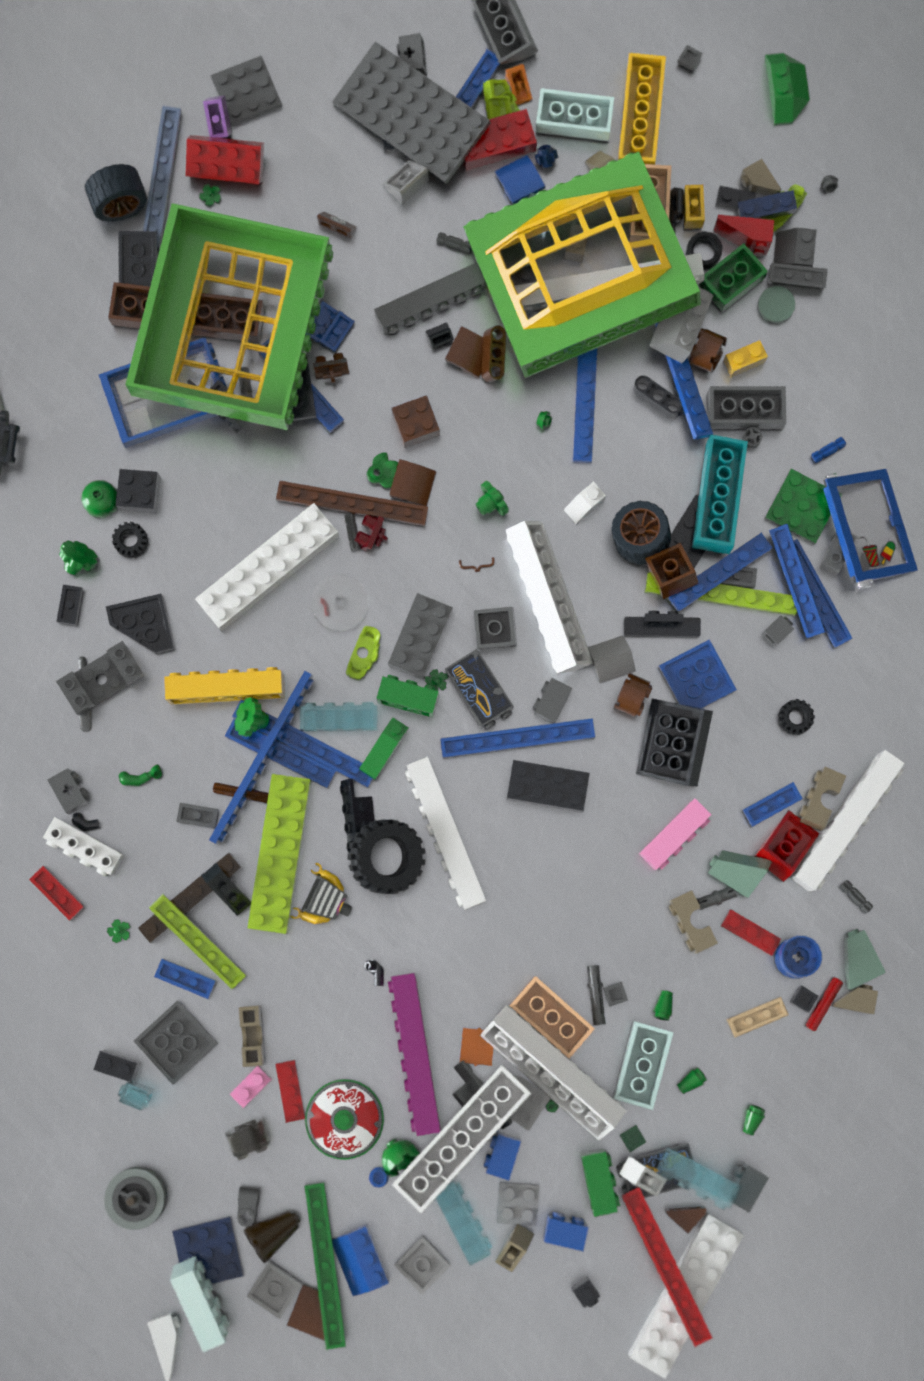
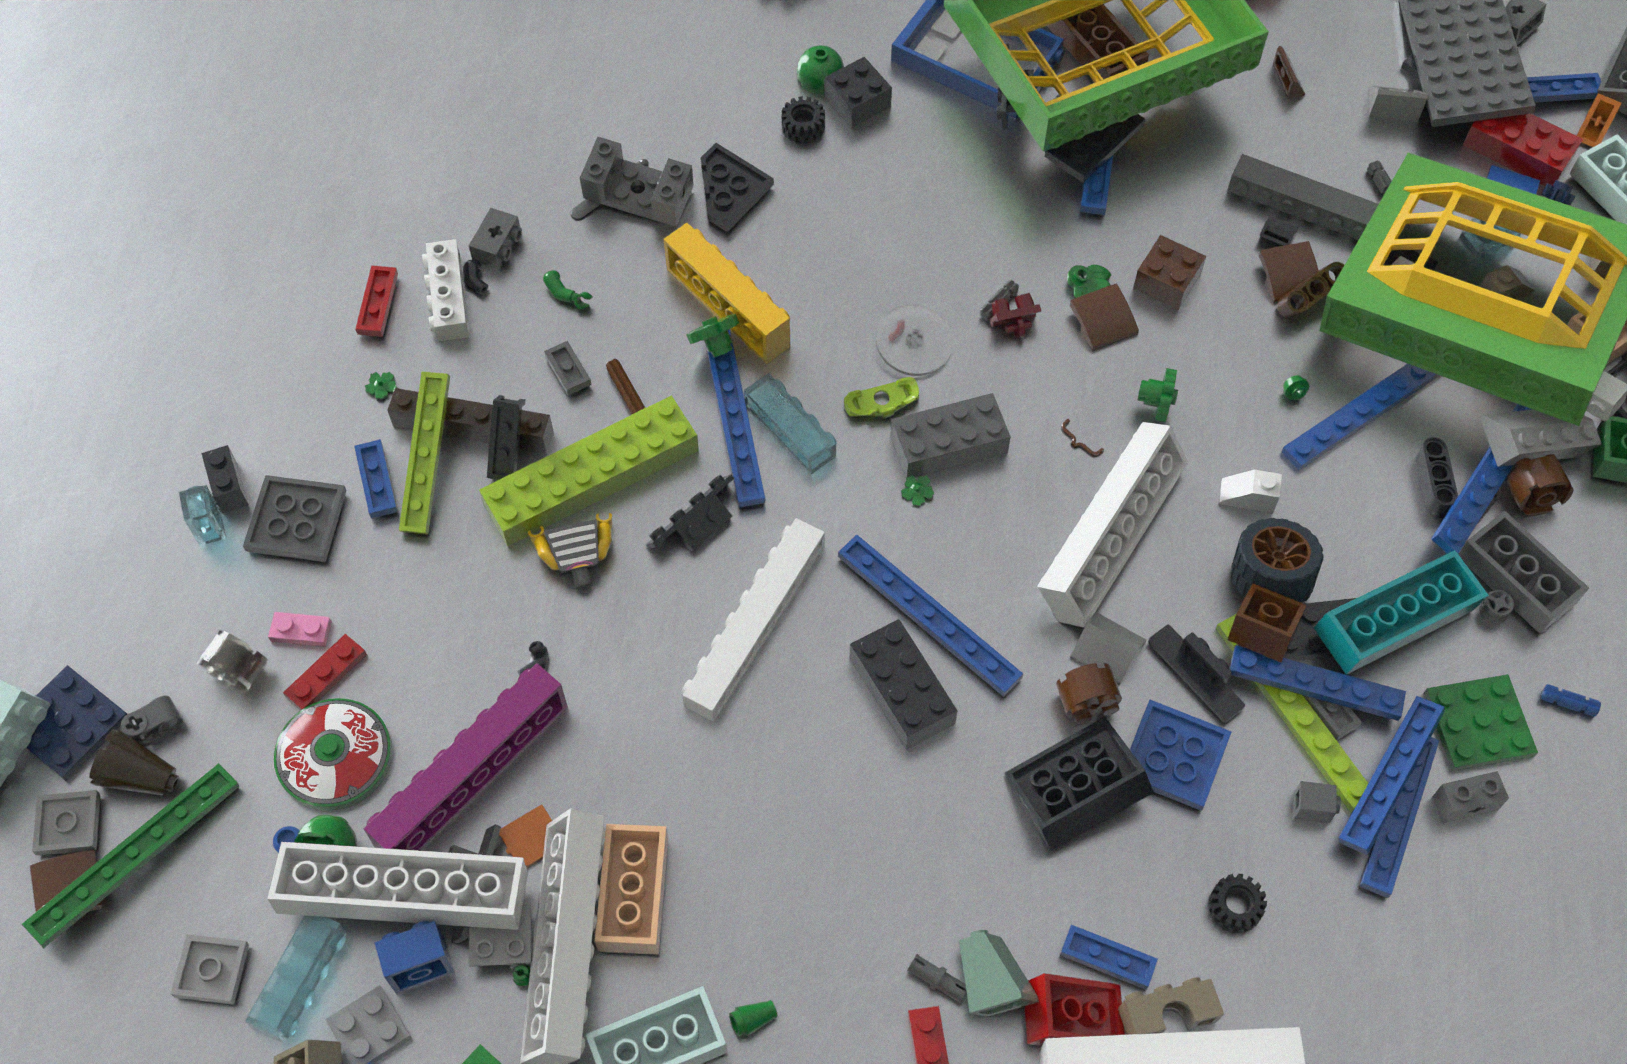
camera: 50 degrees right, 20 degrees down
(69, 605) = (690, 115): black plate -> none
(77, 556) = (743, 85): green plant -> none
(135, 1198) = (80, 598): wheel -> none
(252, 1036) = (376, 572): dark tan arch -> none
(258, 765) = (679, 375): blue plate -> none
(267, 567) = (888, 248): white brick -> none
(286, 757) = (702, 401): blue plate -> none
(331, 327) = (1183, 136): blue slope -> none
(331, 368) = (1145, 164): reddish brown hips -> none
(352, 503) = (1030, 279): reddish brown plate -> none
(360, 1261) = (170, 894): blue slope -> none
(384, 748) = (797, 485): green slope -> none
(408, 696) = (873, 465): green brick -> none
(411, 856) = (682, 531): black tyre -> none
(479, 689) = (946, 534): panel -> none
(495, 627) = (1029, 498): dark grey brick -> none
(498, 98) = (1567, 111): lime slope -> none
(552, 701) = (1004, 617): dark grey brick -> none
(596, 994) = (711, 915): dark grey pin -> none
(615, 994) = (720, 946): dark grey plate -> none
(675, 834) = (972, 869): bright pink brick -> none
(683, 907) = (893, 947): dark tan arch -> none
(745, 358) = (1572, 532): yellow brick -> none
(869, 526) = (1535, 808): door -> none

